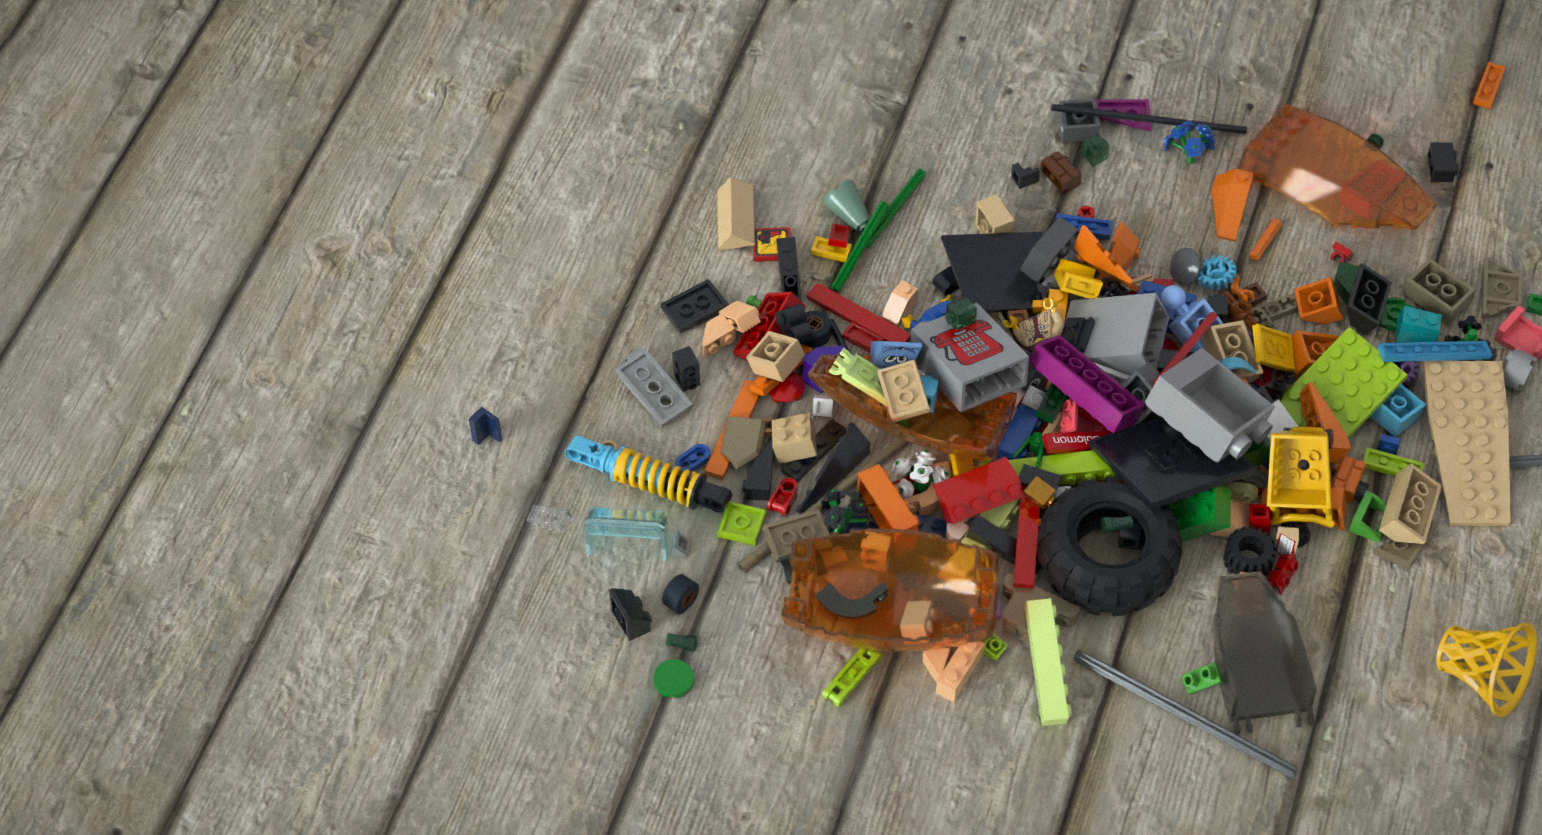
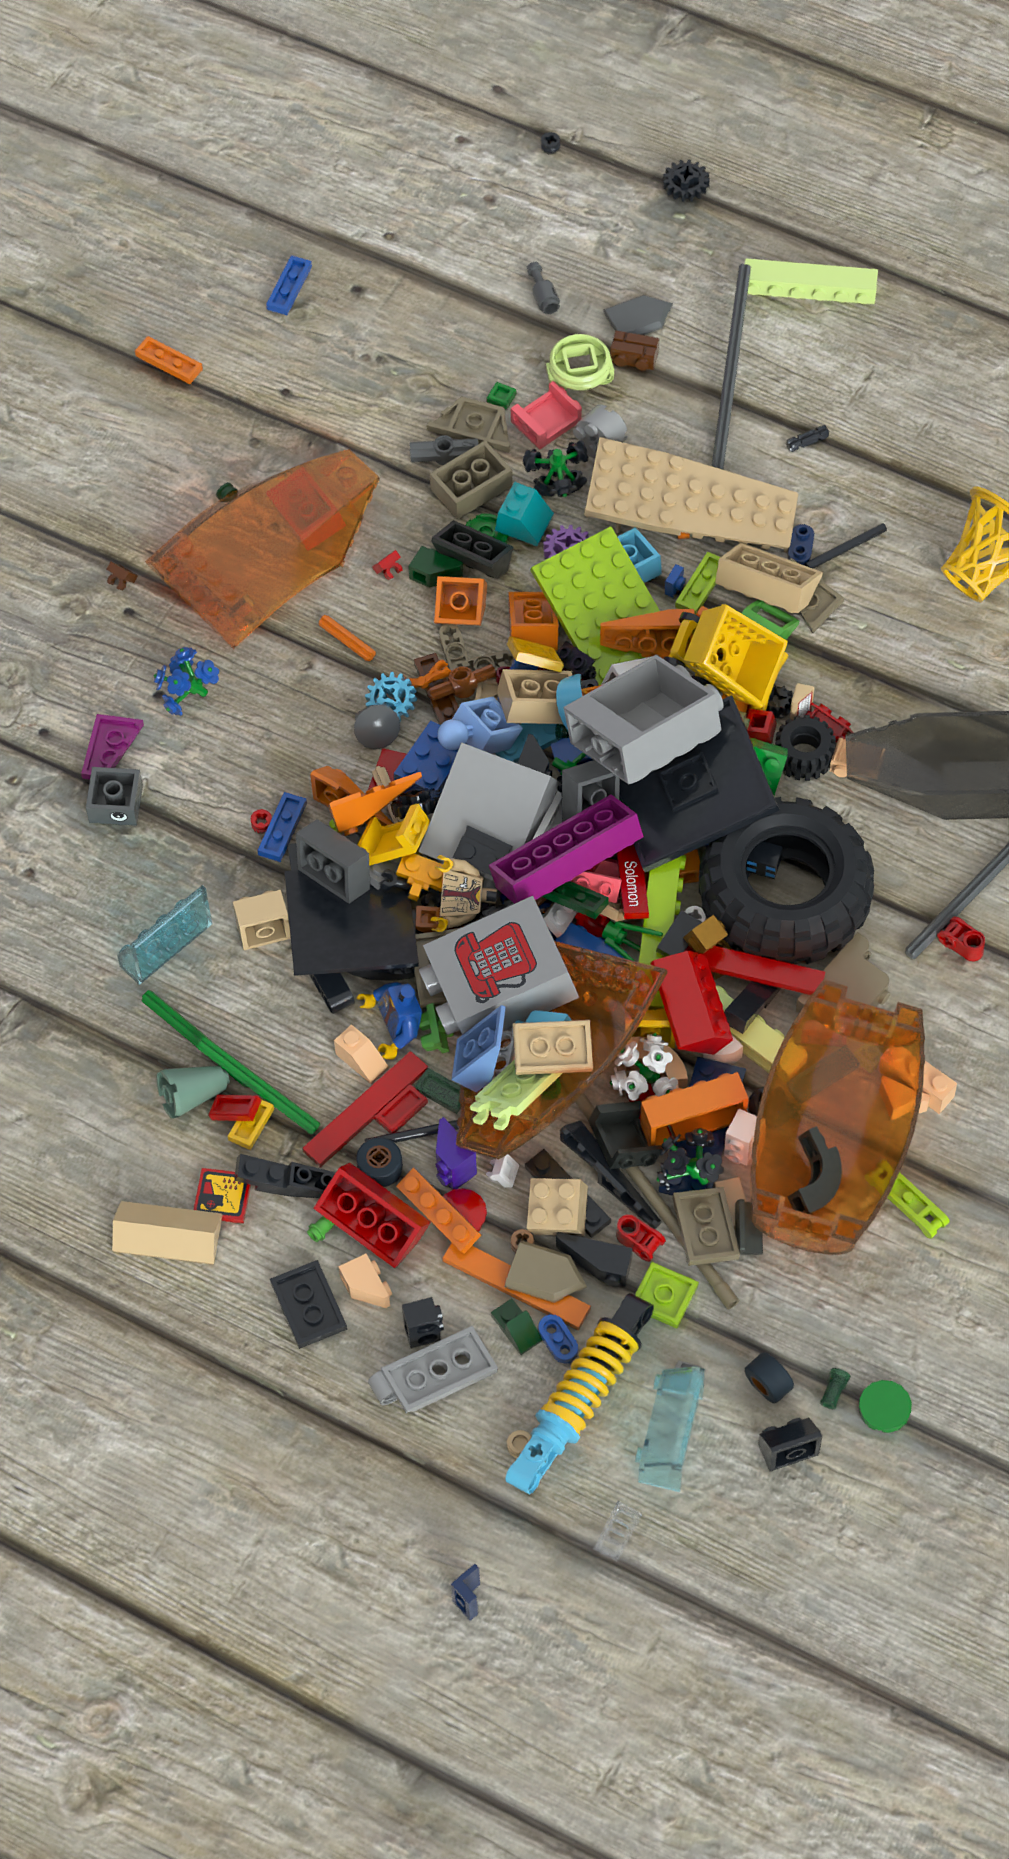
camera: 80 degrees left, 5 degrees up
(699, 432) = (517, 1326): none -> dark green slope
(741, 315) = (348, 1243): light nougat brick -> none
(775, 356) = (439, 1202): tan brick -> none
(794, 323) = (387, 1176): black brick -> none
(848, 470) = (621, 1135): none -> pearl dark grey panel
(918, 619) = (861, 1104): tan brick -> none
(961, 313) = (451, 959): clear green brick -> none
(966, 167) = (166, 936): none -> clear light blue slope
(1024, 177) = (182, 878): black panel -> none
(1046, 662) = (929, 979): yellowish green brick -> none
(1061, 172) = (190, 834): reddish brown brick -> none
(1095, 150) = (165, 788): clear green brick -> none
(1099, 687) = (959, 936): none -> red piece
(1111, 524) = (787, 858): clear green pin -> none
(1143, 118) = (136, 719): black piece -> none
(1192, 340) = (545, 732): red tile -> none
(1202, 678) = (965, 828): bright green hips -> none
(1219, 305) = (450, 702): black brick -> none
(1229, 201) = (276, 658): orange wedge -> none
(1278, 92) = (121, 573): none -> reddish brown tile
(1434, 351) = (578, 495): dark azure tile -> none
(1442, 162) = (275, 433): black brick -> none
(1459, 534) = (801, 543): none -> dark blue plate
(1464, 268) = (441, 450): none -> dark grey piece
(1468, 566) = (846, 546): none -> black piece

